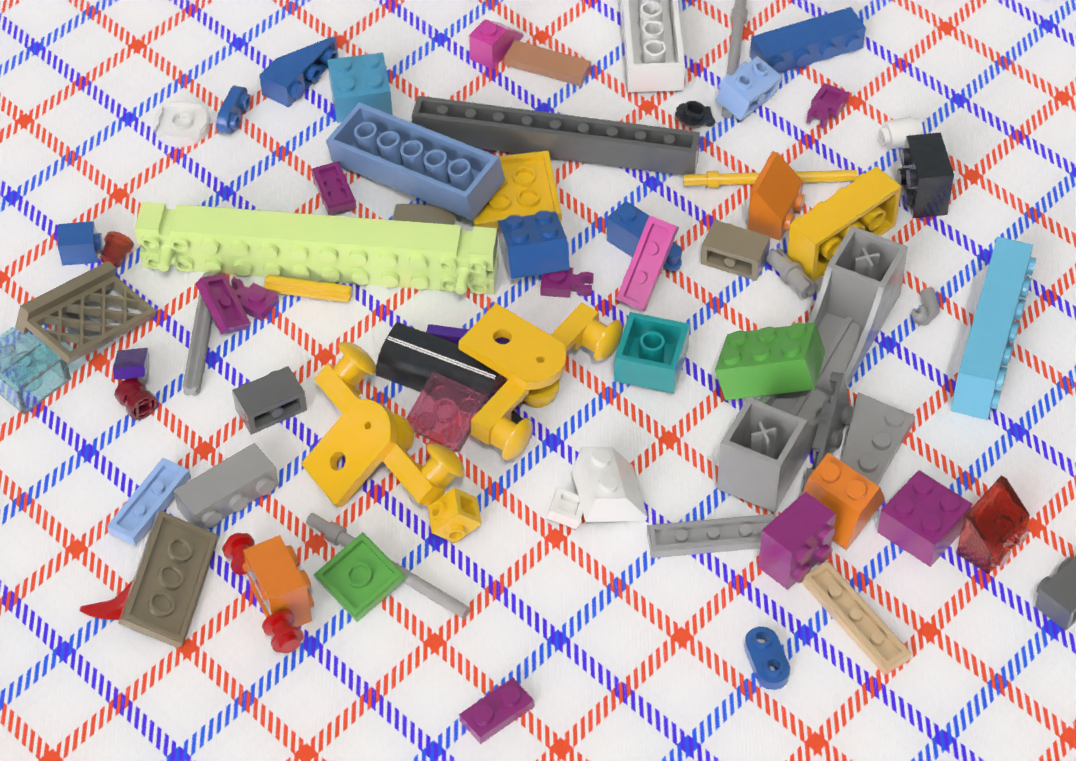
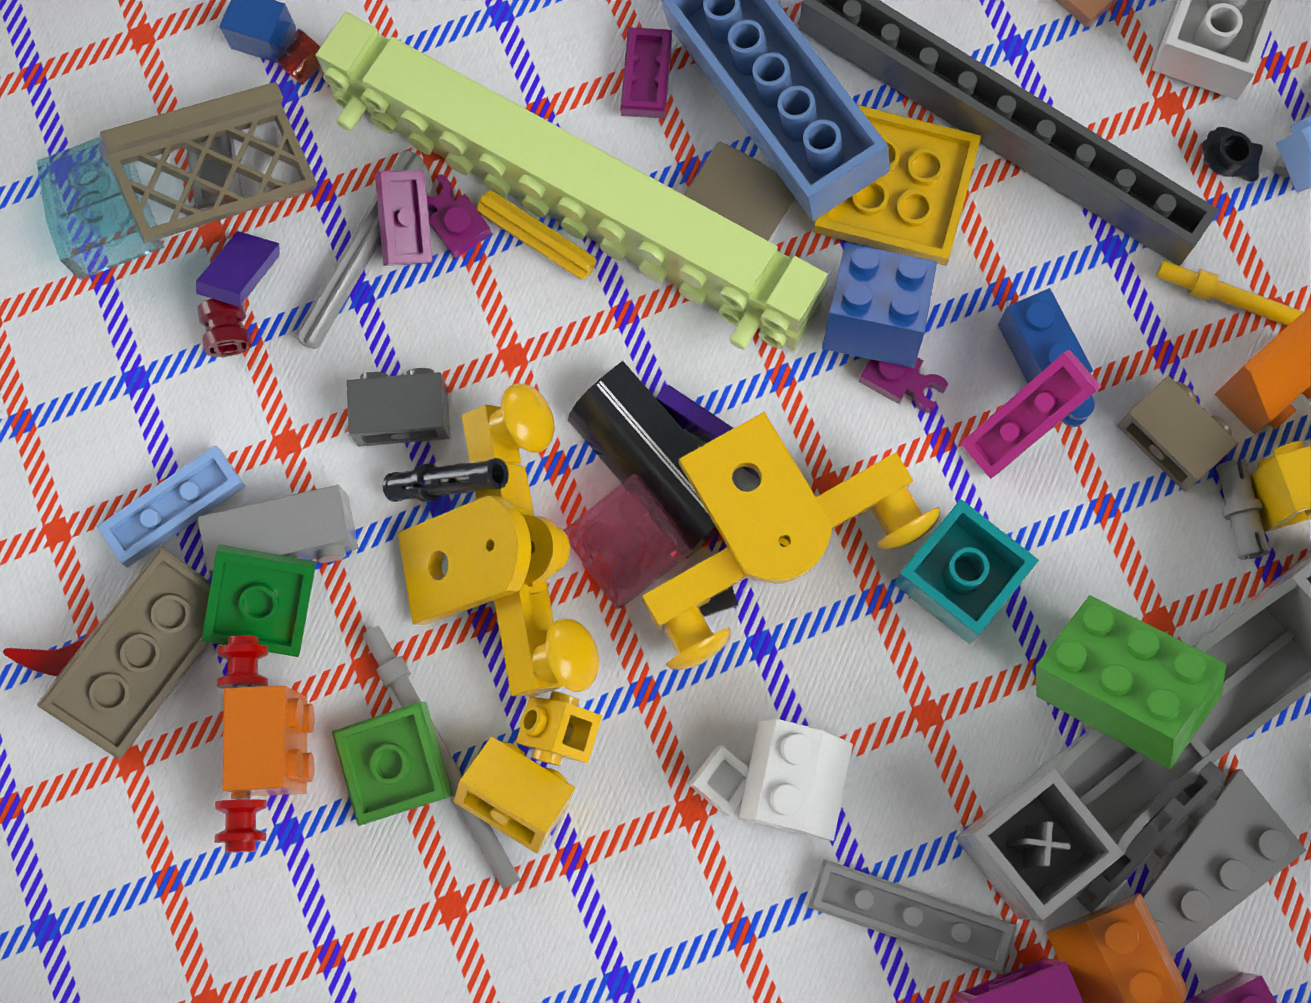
camera: 30 degrees right, 25 degrees up
(232, 512) = (259, 598): none -> green plate
(309, 423) = (482, 476): none -> black pin
(444, 558) = (514, 793): none -> yellow brick

